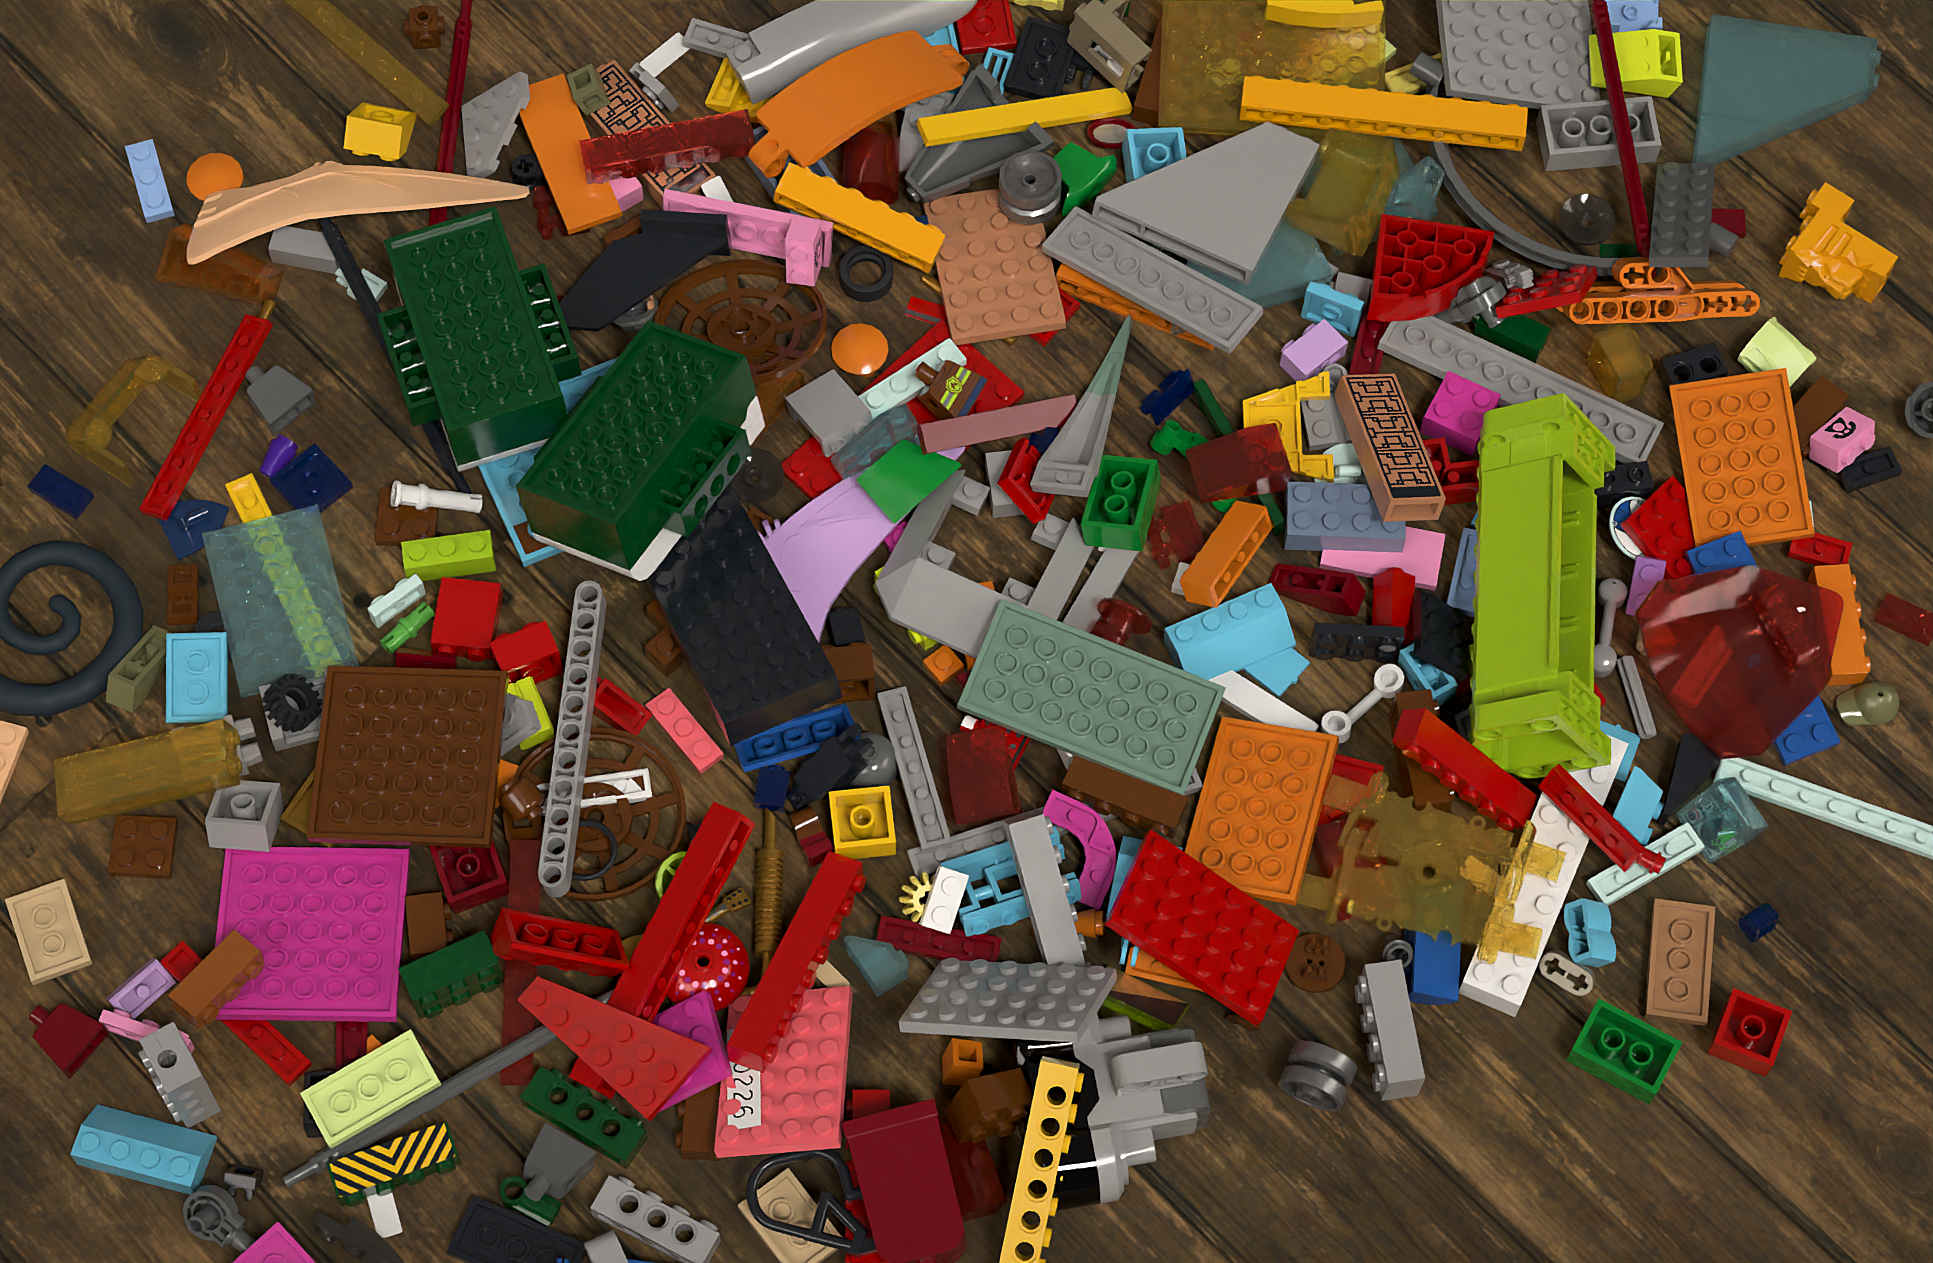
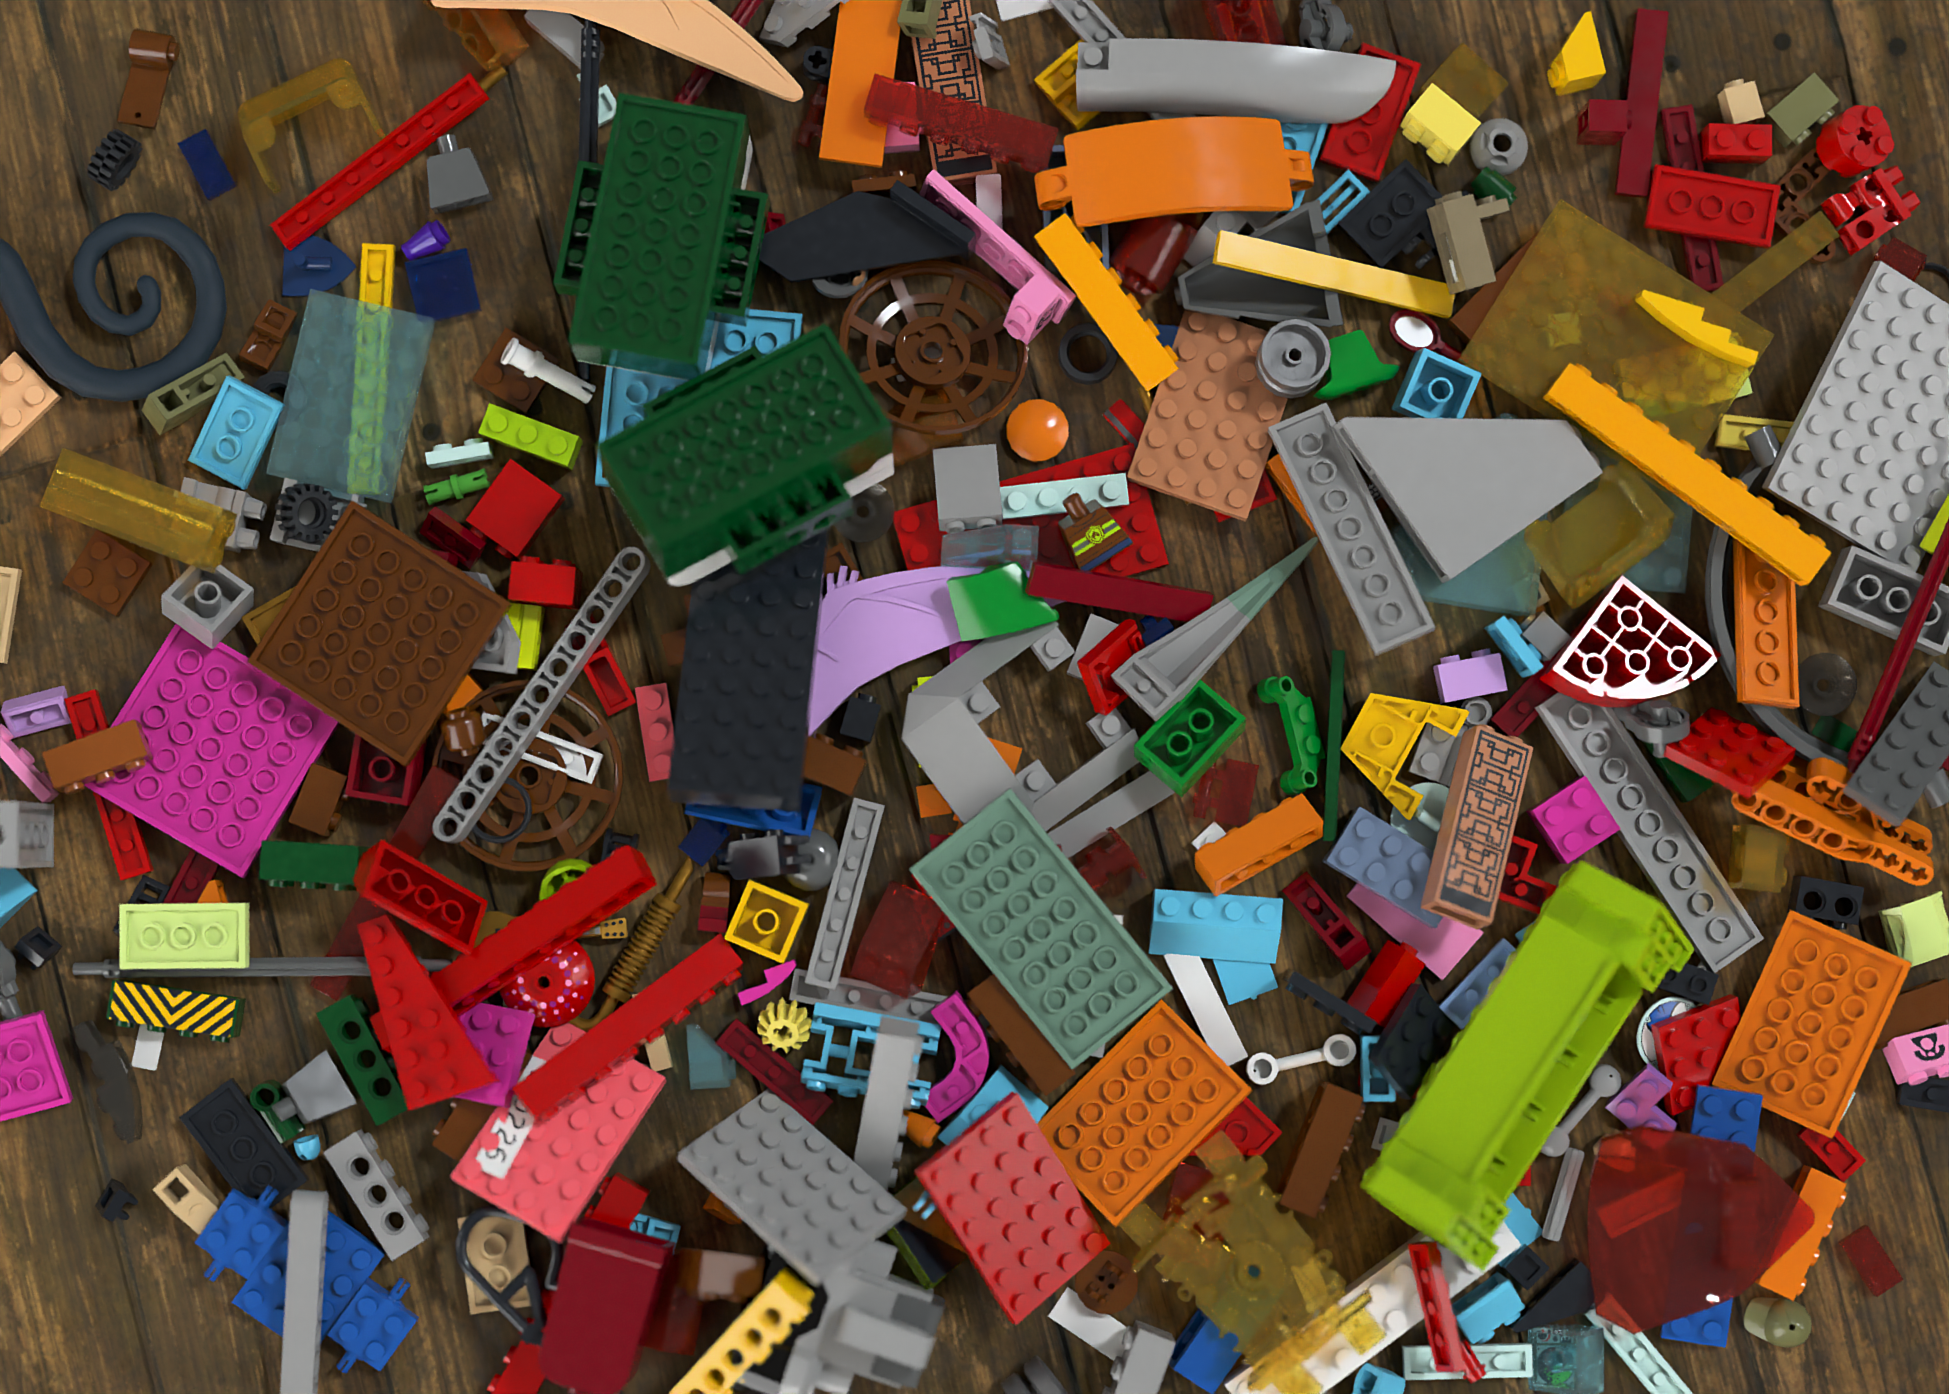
camera: 25 degrees right, 20 degrees up
(573, 1220) = (307, 1147): none -> medium azure hinge
(893, 868) = (774, 975): none -> dark pink slope
(944, 899) = (796, 1042): white plate -> none
(1176, 389) = (1318, 640): clear blue hinge -> none
(1240, 464) = (1322, 765): clear red slope -> none
(1322, 1007) = (1094, 1328): none -> white sticker
(1397, 949) = (1183, 1320): dark grey cone -> none
(1416, 190) = (1670, 571): clear light blue slope -> none
(1464, 768) = (1343, 1198): red brick -> none
(1510, 274) = (1709, 707): light grey hinge -> none
(1514, 196) = (1764, 632): none -> orange tile
(1647, 761) = (1526, 1267): none -> black plate

